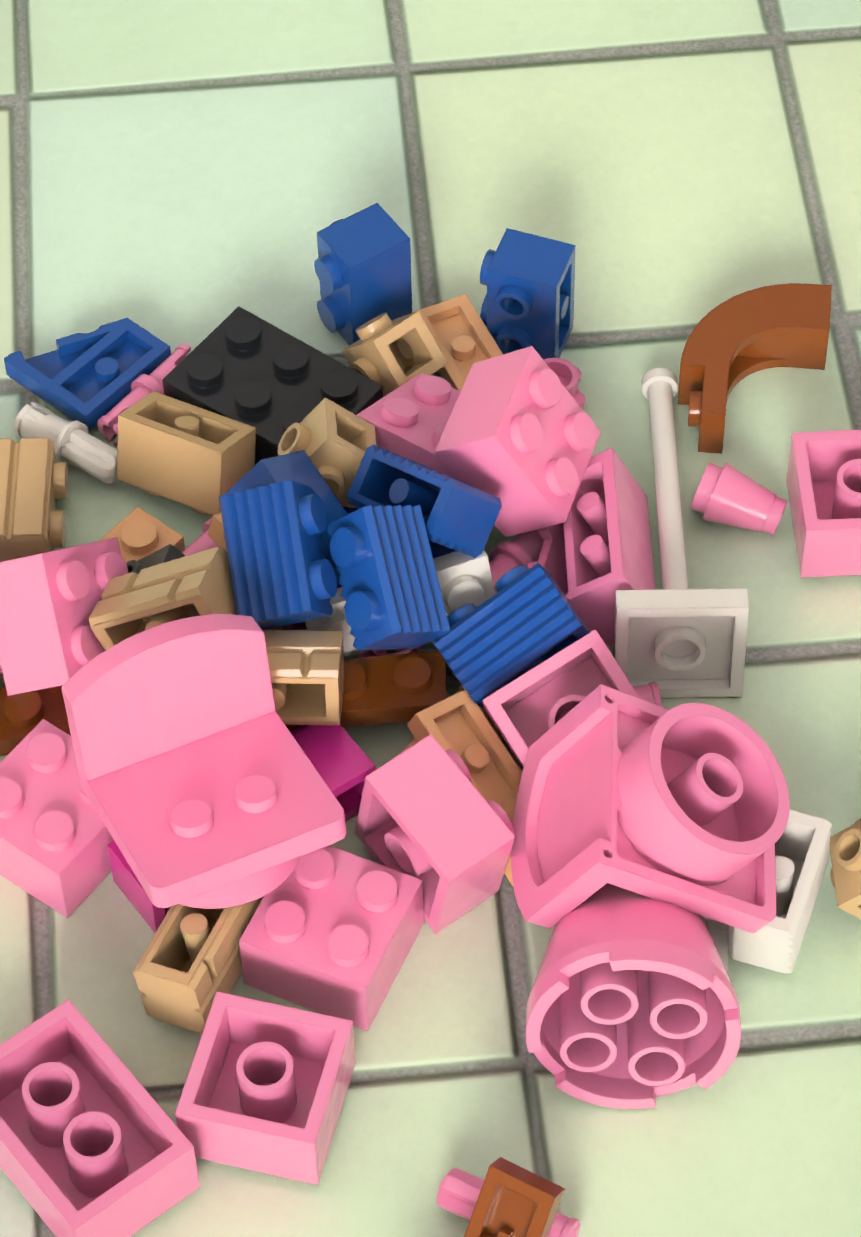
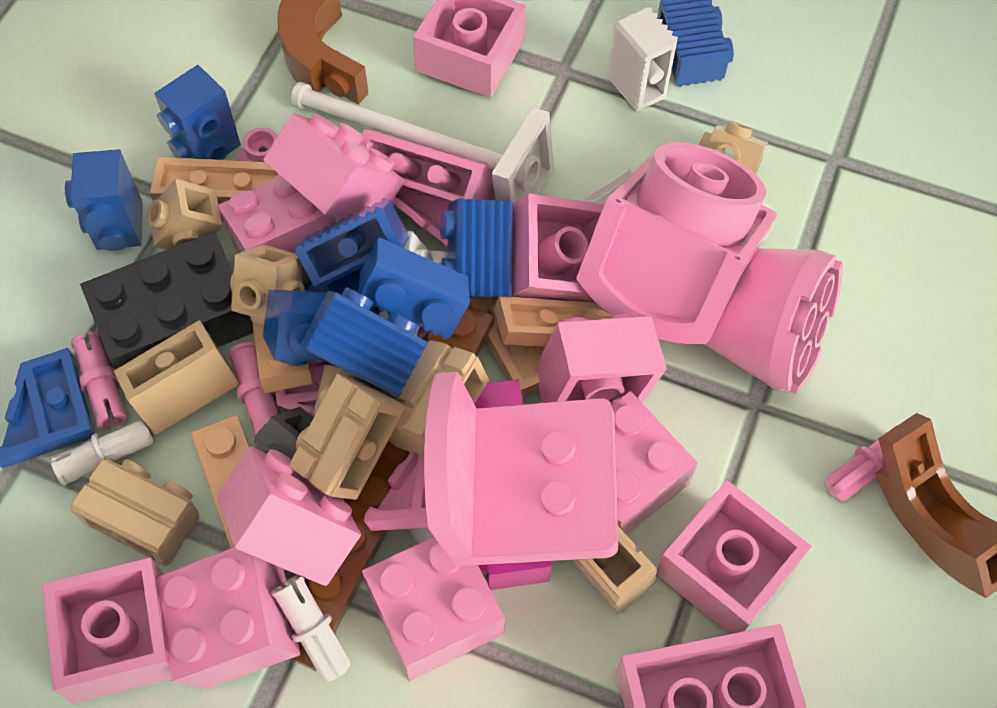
camera: 65 degrees left, 10 degrees up
(737, 500) = (418, 98): bright pink cone -> none

